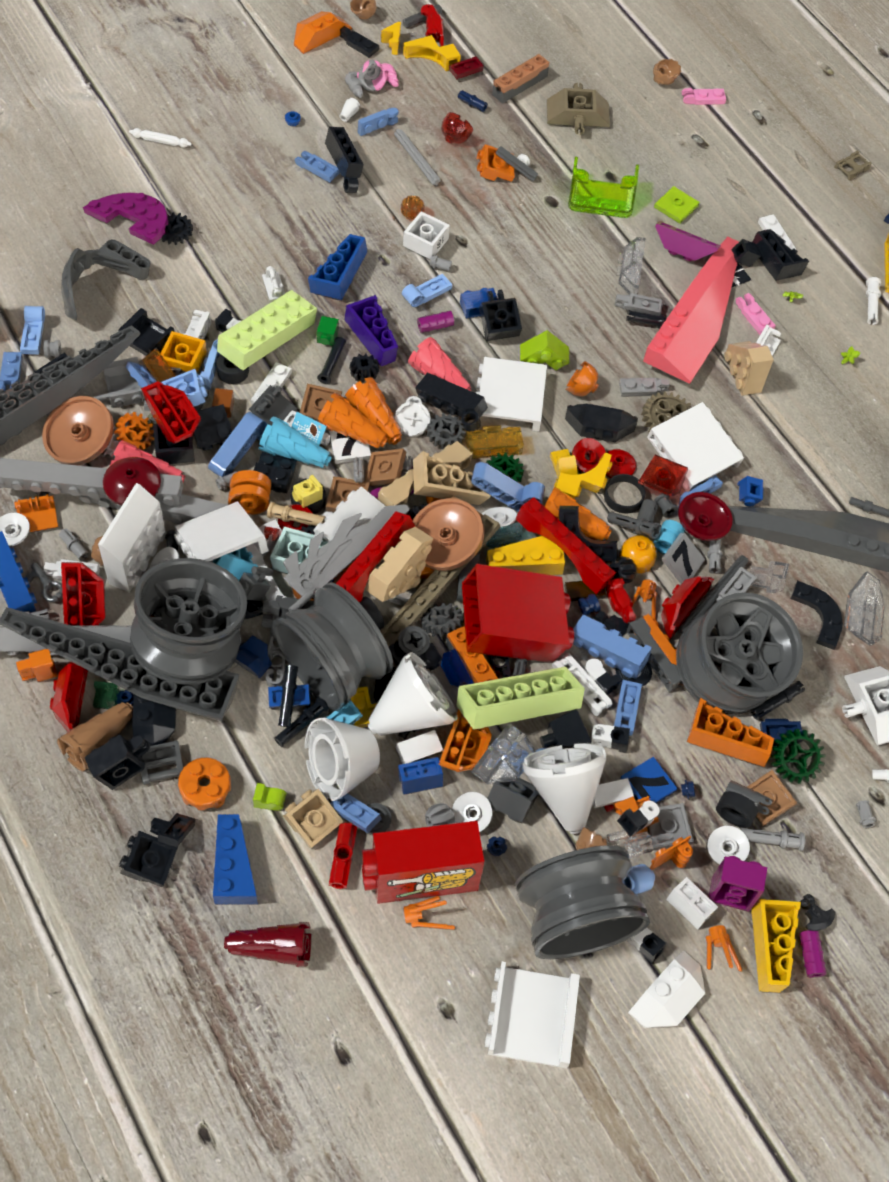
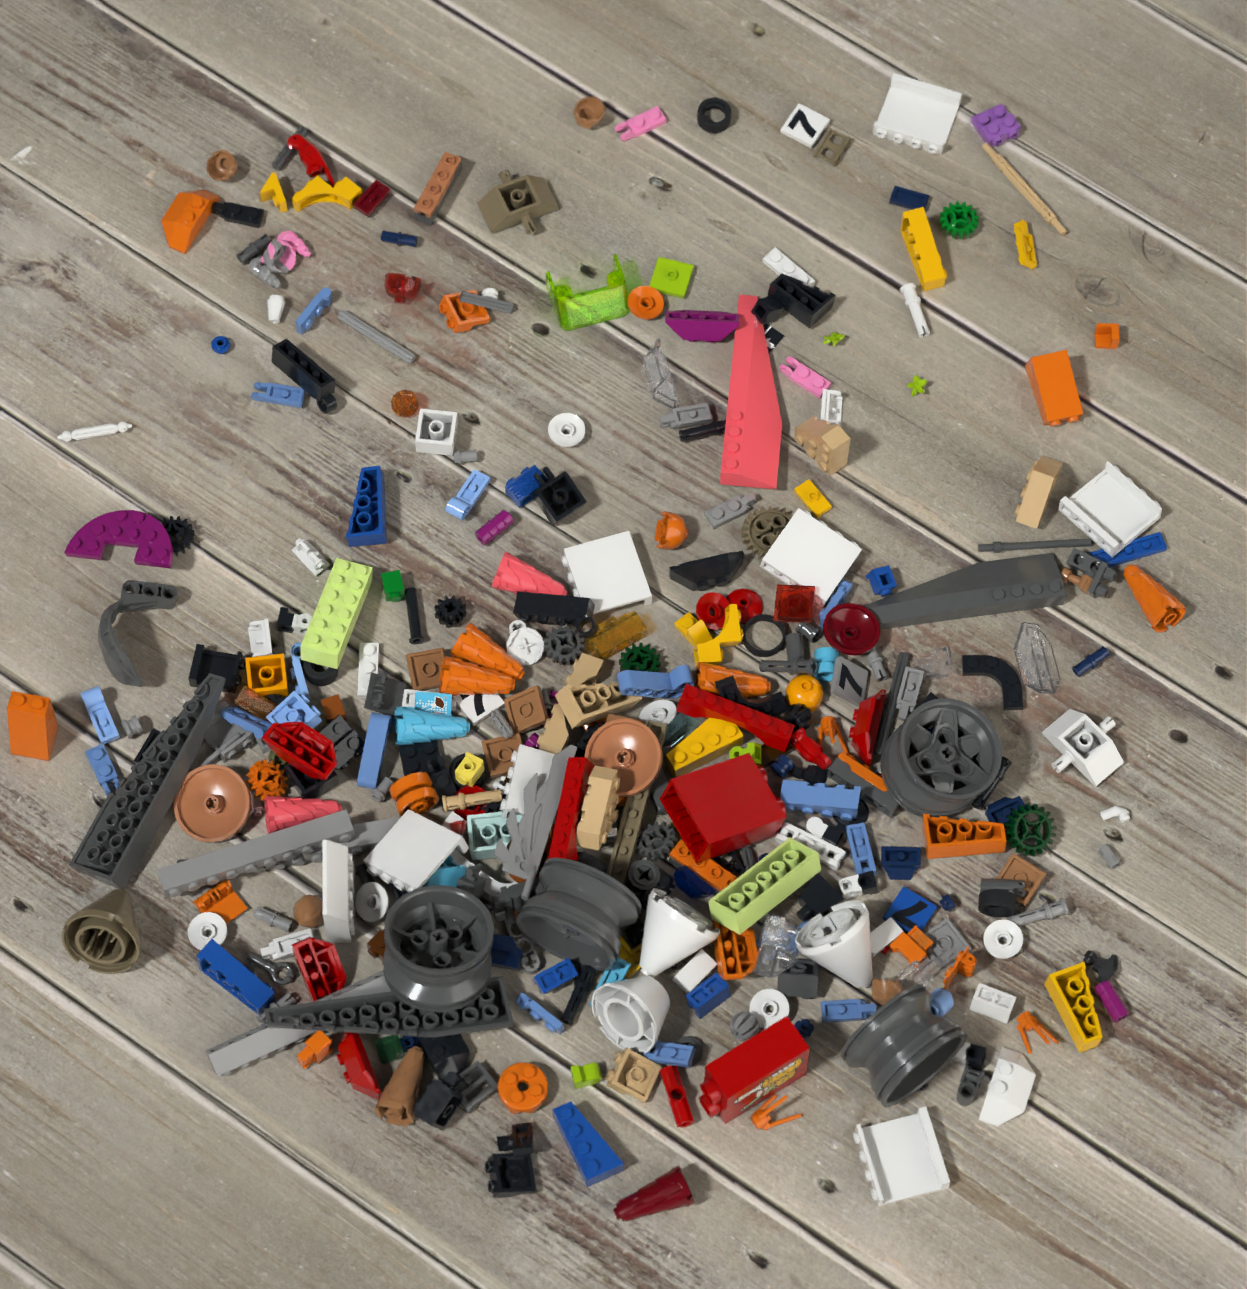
camera: 20 degrees left, 5 degrees up
(119, 484) = (307, 846): dark red dish -> none
(256, 722) = (539, 1012): none -> medium blue hinge
(280, 490) = (441, 780): none -> black hinge
(287, 701) = (557, 976): black pin -> none
(351, 67) = (253, 248): none -> dark grey pin
(372, 329) = (437, 565): dark purple wedge -> none
(534, 275) = (563, 423): none -> white dish
(541, 844) = (846, 1010): none -> medium blue hinge
(545, 349) = (618, 514): lime brick -> none
(568, 578) = (752, 748): none -> lime leg
(635, 821) = (920, 946): black leg -> none
(636, 970) = (969, 1082): none -> dark grey piece
(646, 211) = (648, 296): none -> orange dish
(660, 733) = (900, 861): none -> dark blue slope
(719, 405) = (812, 498): none -> yellow plate
(737, 883) = (1024, 969): magenta brick -> none
(766, 102) = (714, 103): none -> black tyre
(837, 143) = (805, 125): none -> white tile

